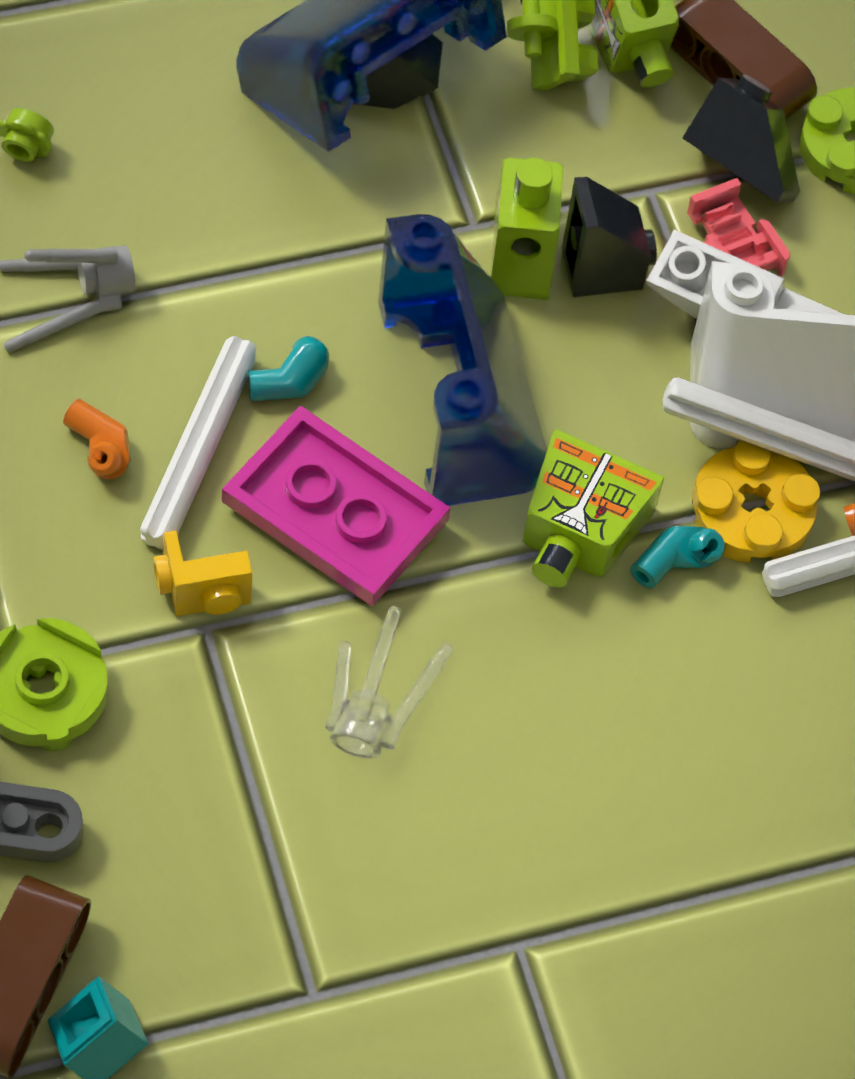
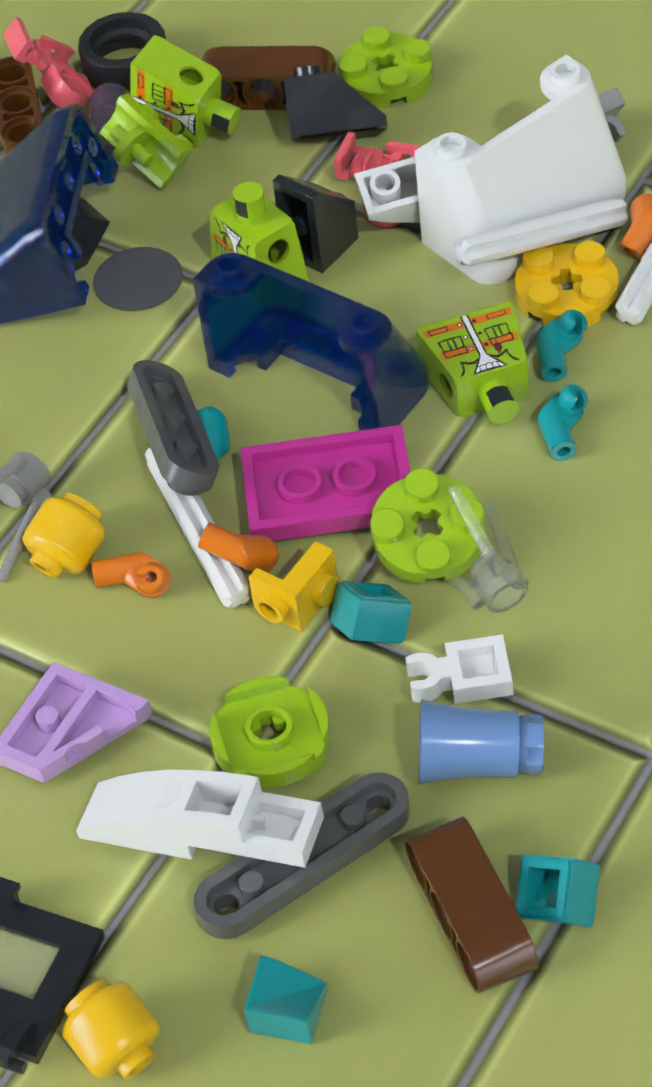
camera: 30 degrees left, 10 degrees down
(80, 356) = (64, 535): none -> yellow head
(174, 847) = (477, 743): none -> medium blue plant
(194, 503) = (240, 549): none -> orange arm
(237, 653) = (370, 612): none -> teal slope
(248, 782) = (471, 669): none -> white plate
(263, 335) = (173, 427): none -> dark grey plate
(329, 596) = (395, 528): none -> lime plate
(418, 161) = (138, 278): none -> dark grey sticker
(590, 624) = (558, 419): none -> teal arm

